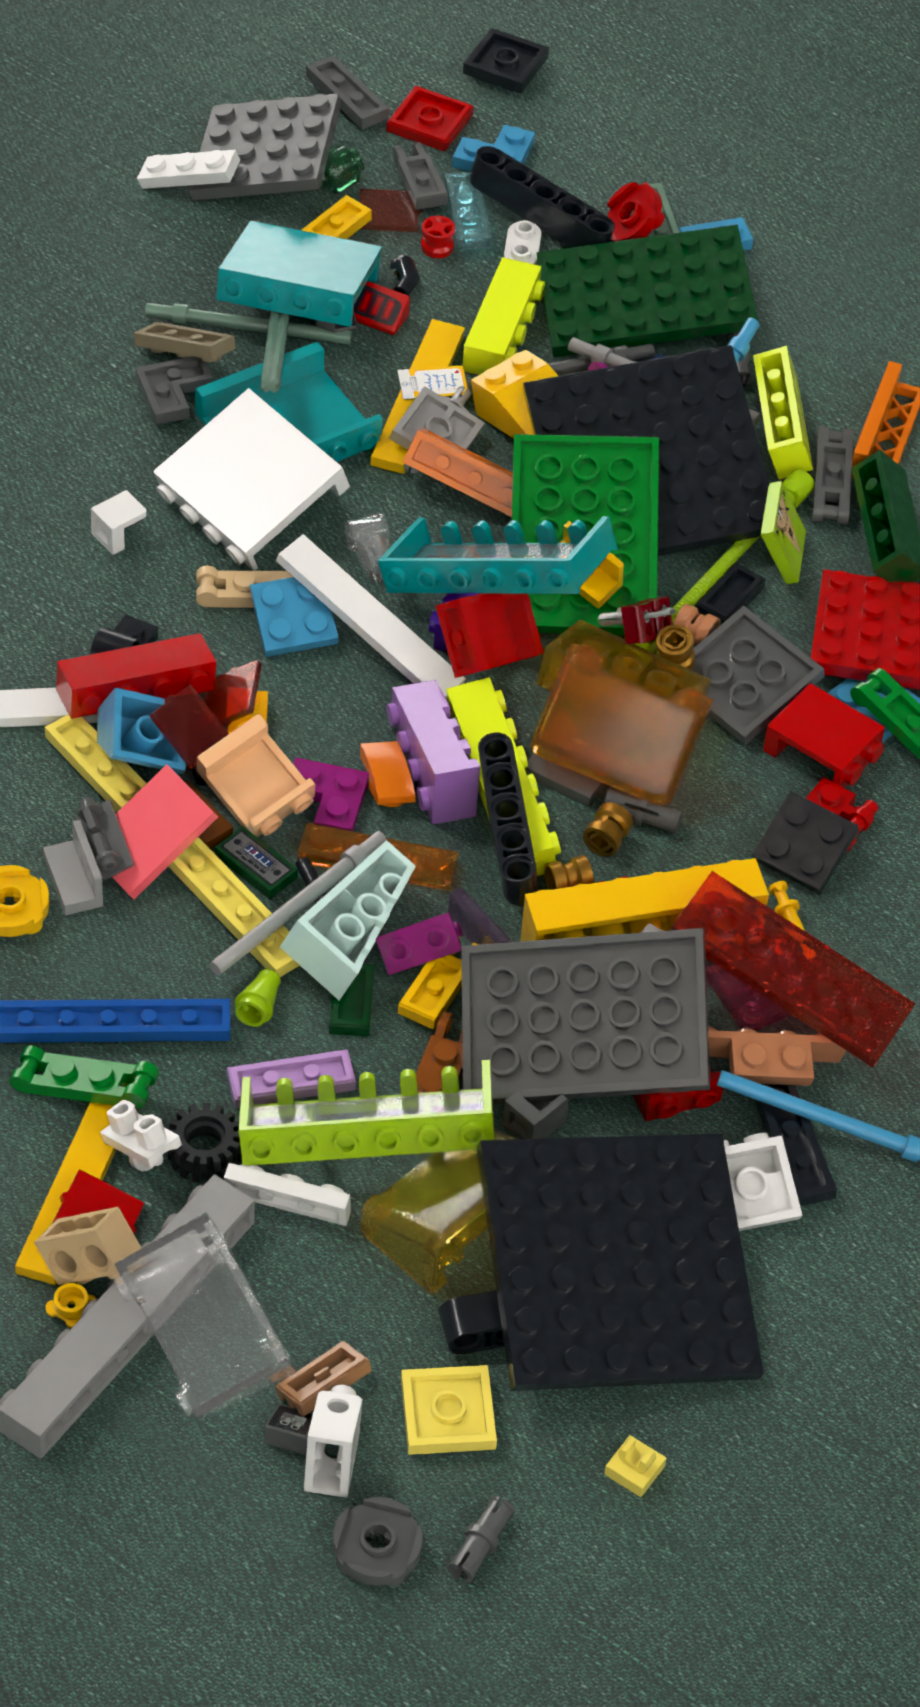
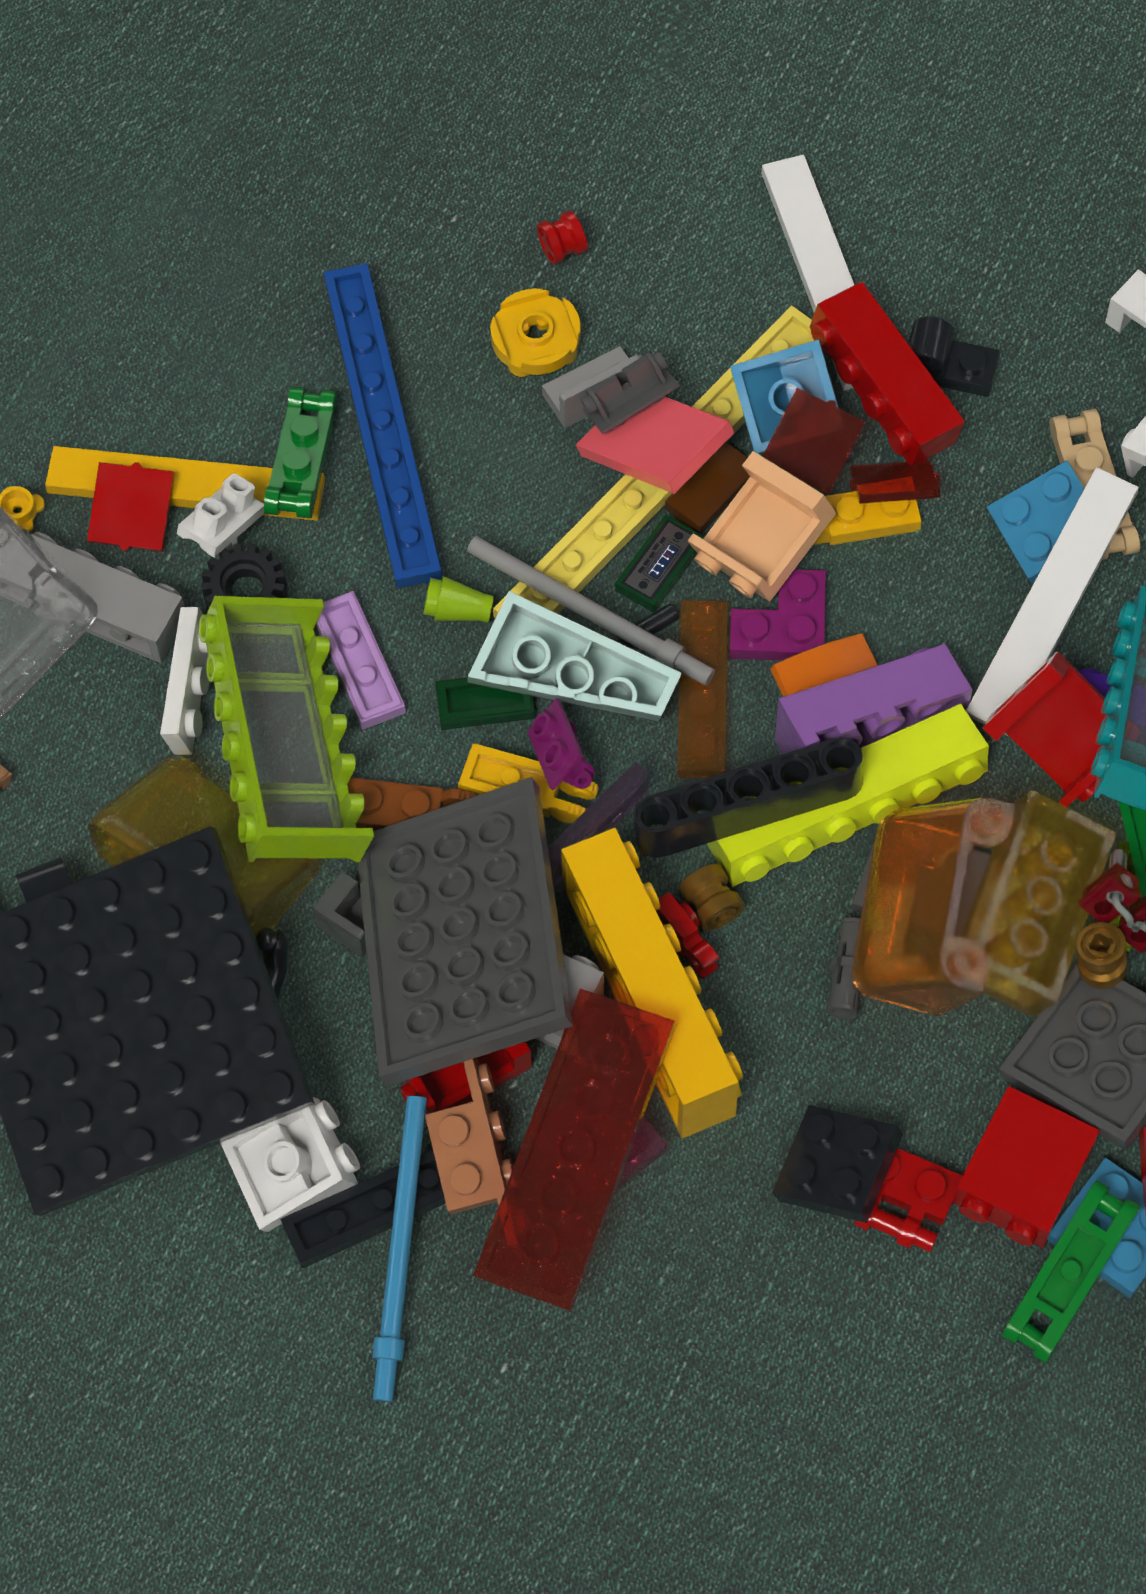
camera: 85 degrees right, 15 degrees up
(87, 1246) = (58, 495): tan brick -> none
(609, 827) = (790, 927): pearl gold wheel -> none
(786, 907) = (717, 1167): yellow piece -> none

